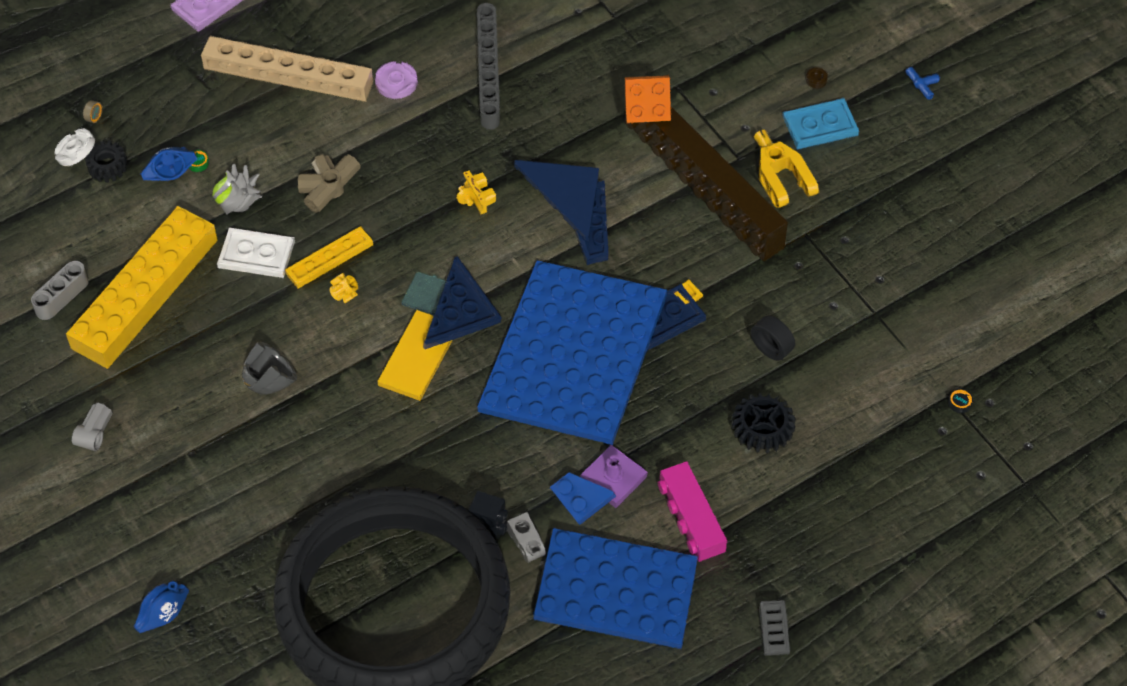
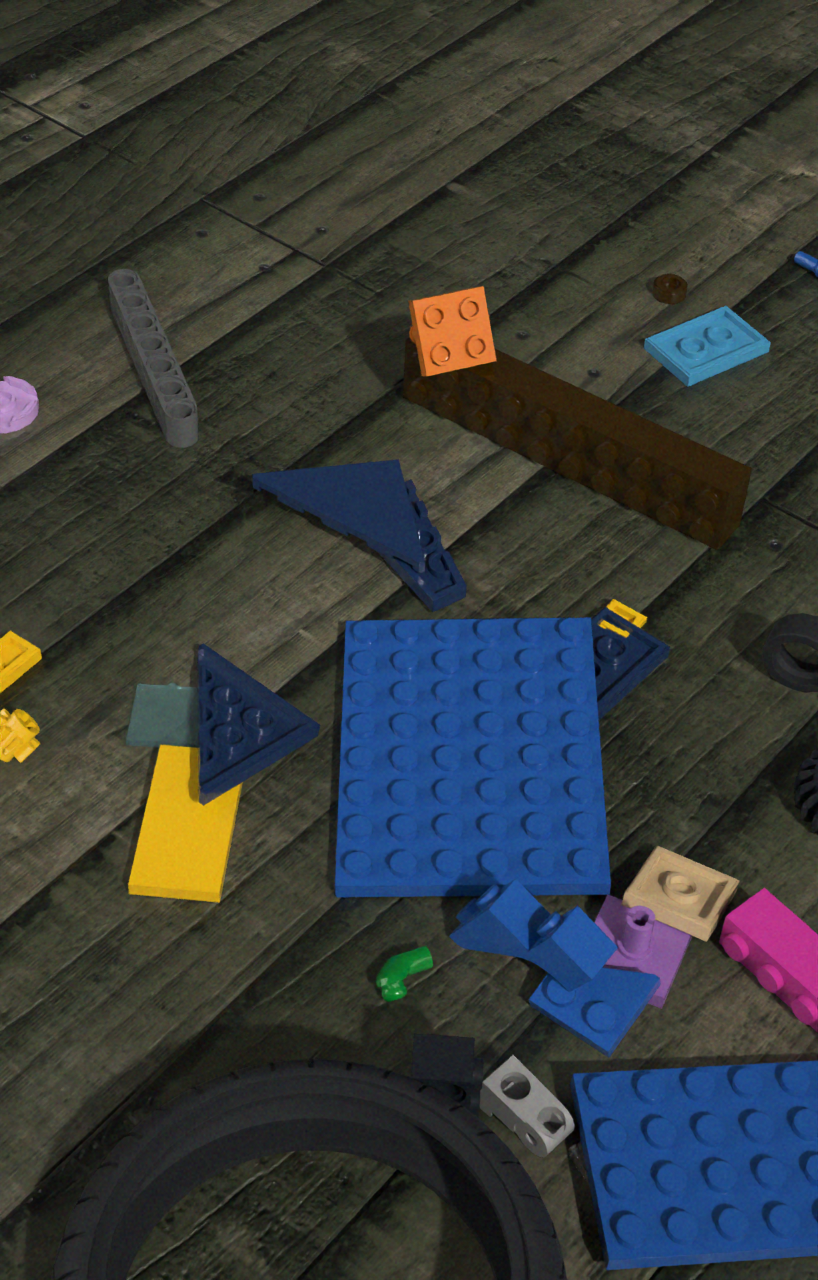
camera: 20 degrees left, 10 degrees down
(472, 192) = (197, 540): yellow hips -> none
(492, 456) = (398, 968): none -> green arm
(554, 451) = (518, 926): none -> blue arch
(648, 452) = (681, 892): none -> tan plate
(775, 158) = (673, 395): yellow piece -> none

